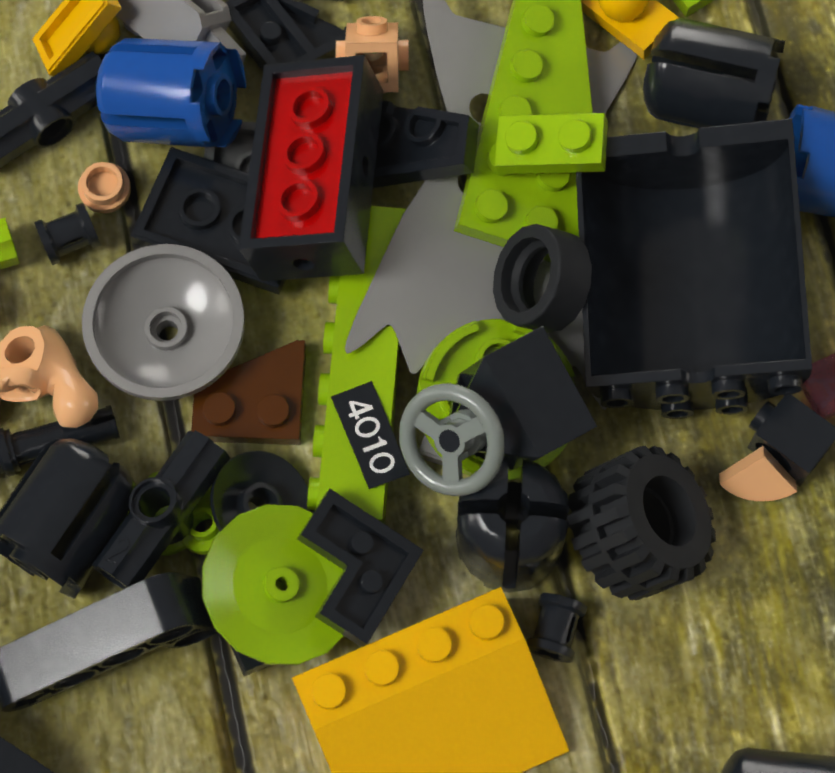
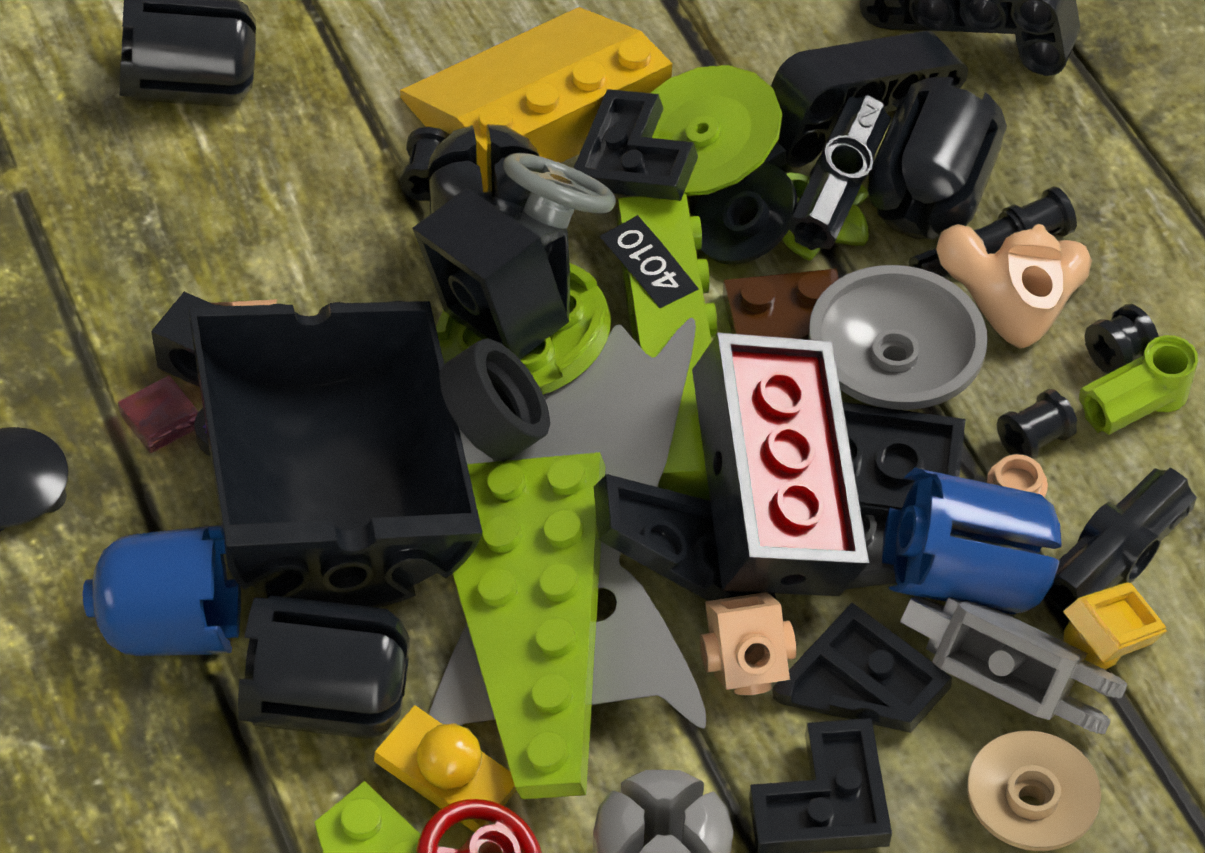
camera: 165 degrees right, 20 degrees down
(551, 143) = (508, 519): lime plate -> none
(641, 523) = (353, 216): black tyre -> none

